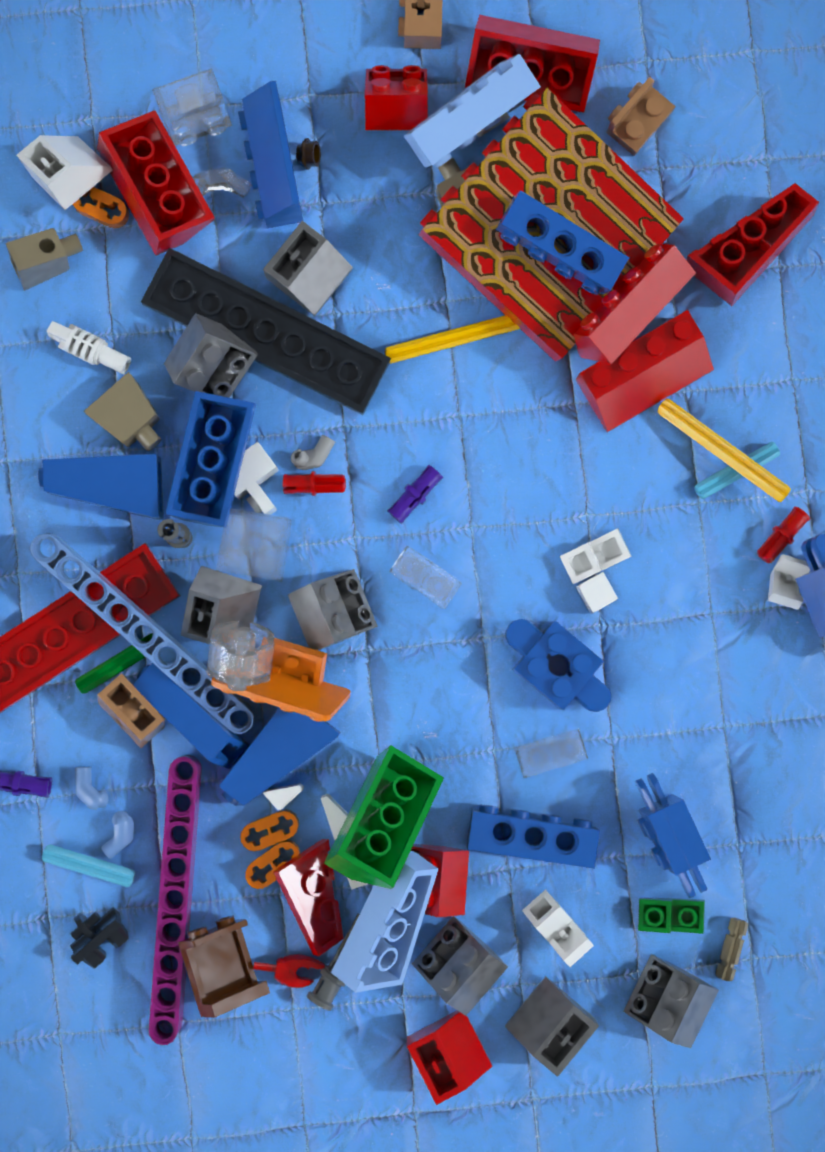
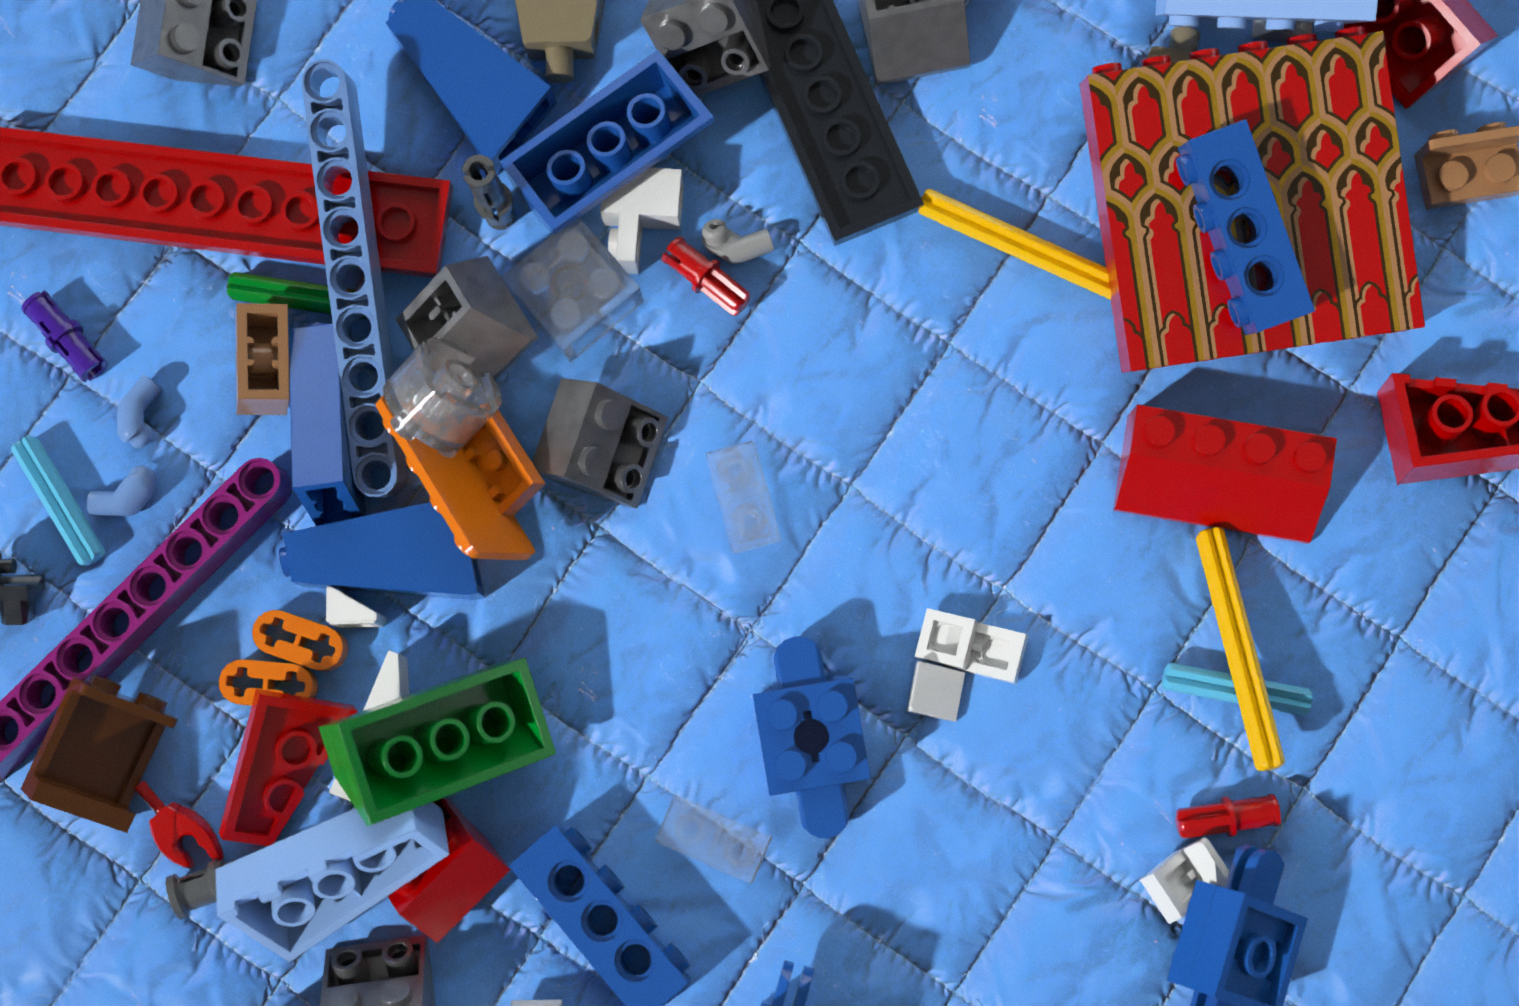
camera: 50 degrees right, 5 degrees down
(415, 494) = (816, 389): dark purple pin -> none
(633, 304) = (1274, 373): slope -> none

